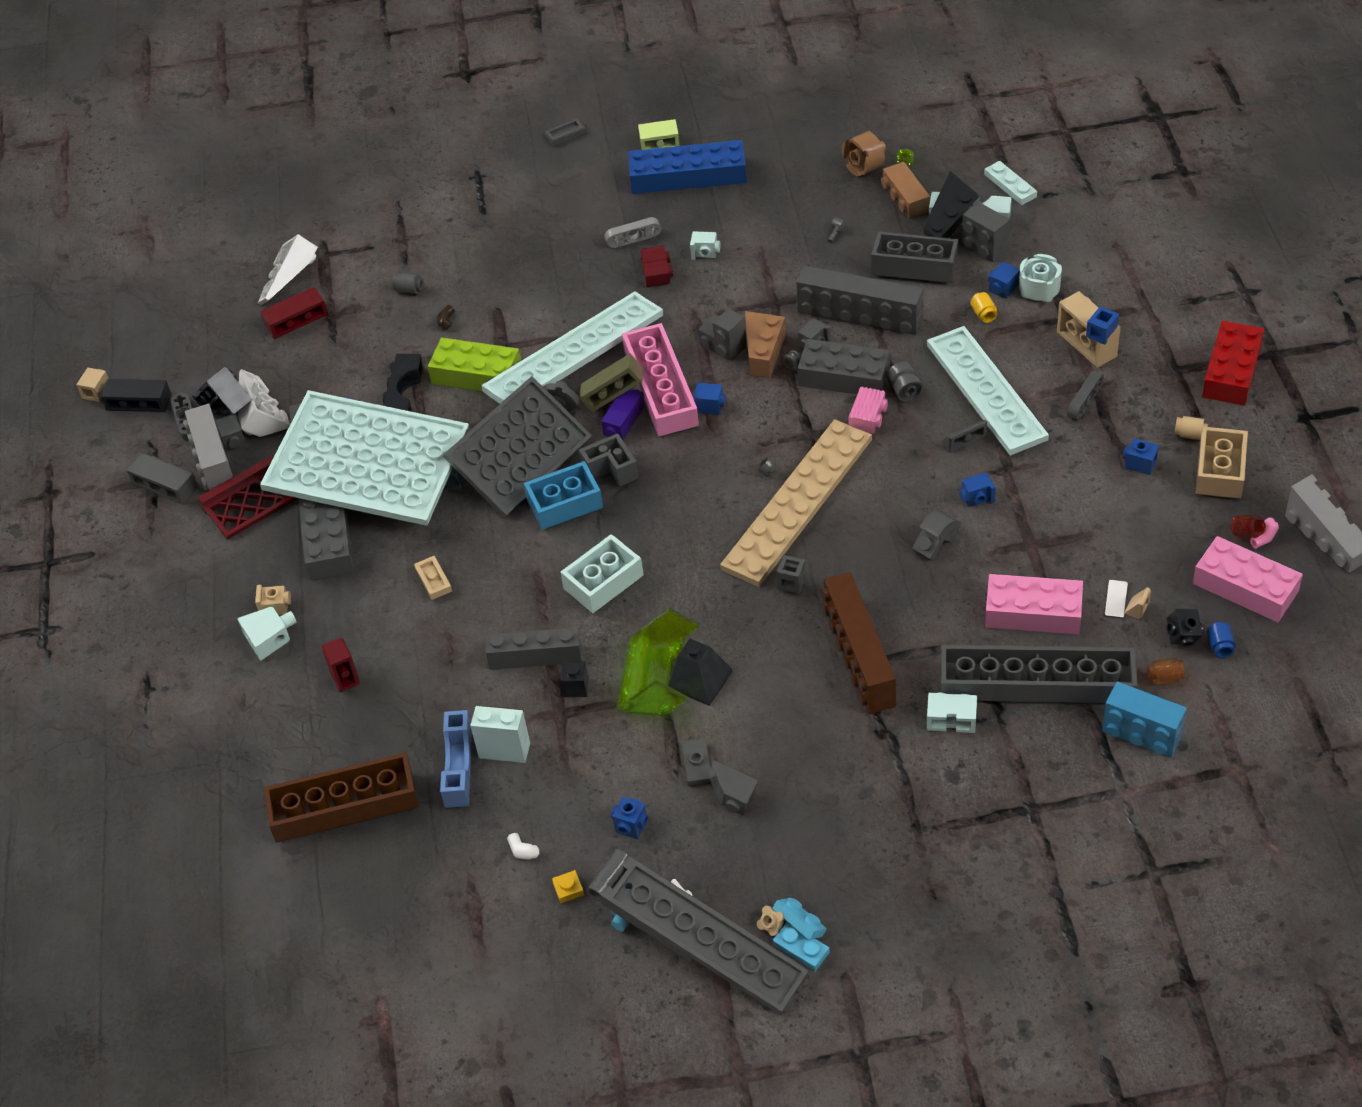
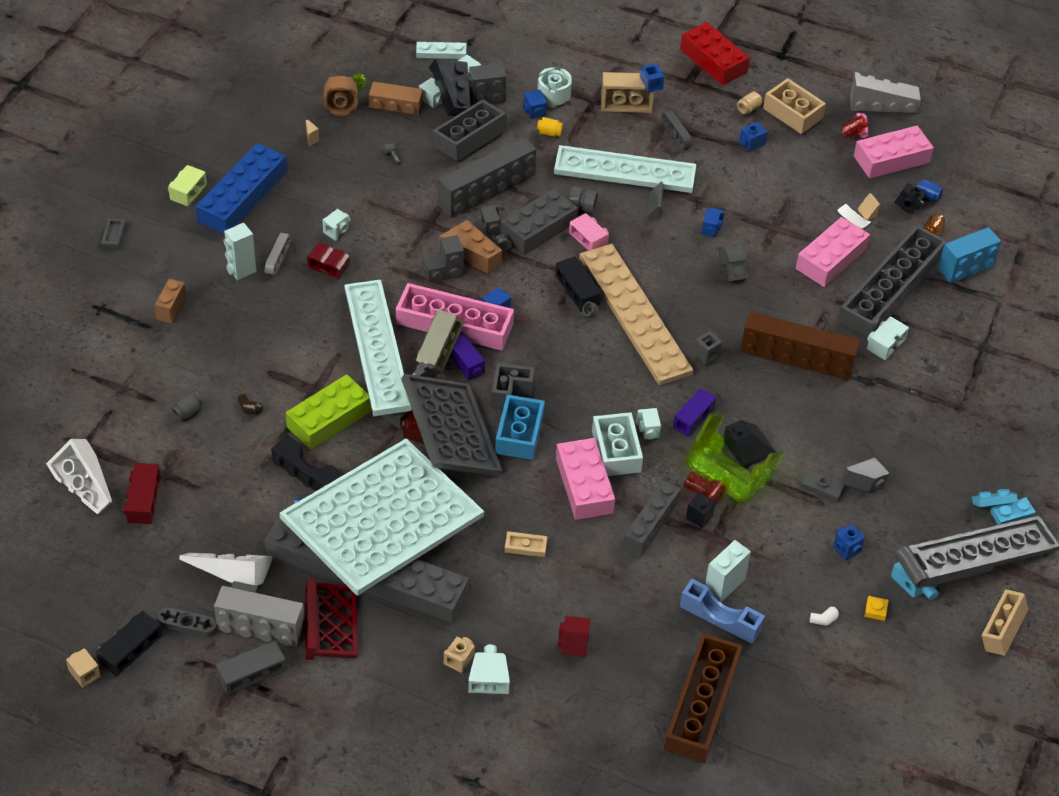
camera: 65 degrees left, 0 degrees up
(222, 393) = (204, 576): wedge -> none
(514, 204) = (170, 301): none -> medium nougat brick
(537, 576) = (585, 478): none -> bright pink brick
(595, 203) = (240, 251): none -> light aqua brick
(609, 673) = (712, 489): none -> clear red piece
(623, 1005) = (1005, 622): none -> tan brick
(655, 585) = (649, 423): none -> light aqua brick
(704, 609) = (694, 412): none -> dark purple brick
(776, 924) = (980, 511): tan plate -> none
(791, 438) = (577, 282): none -> black brick
(800, 166) = (312, 133): none -> tan slope

